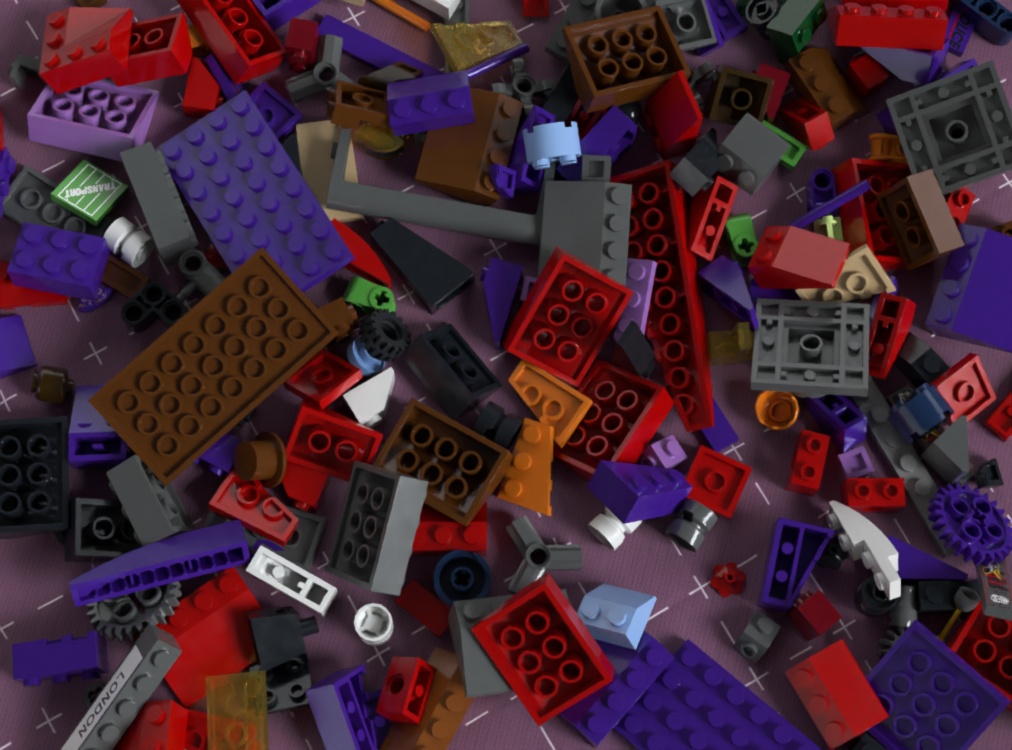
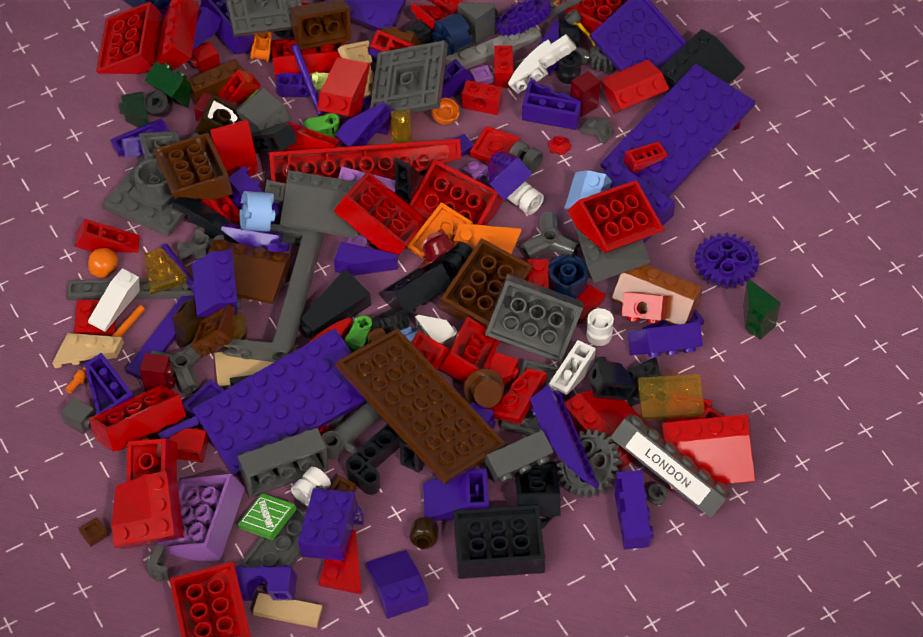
camera: 85 degrees left, 20 degrees down
(507, 396) = (435, 245): none -> dark red piece
(694, 690) = (633, 160): none -> red slope
(906, 337) = (406, 36): none -> reddish brown plate

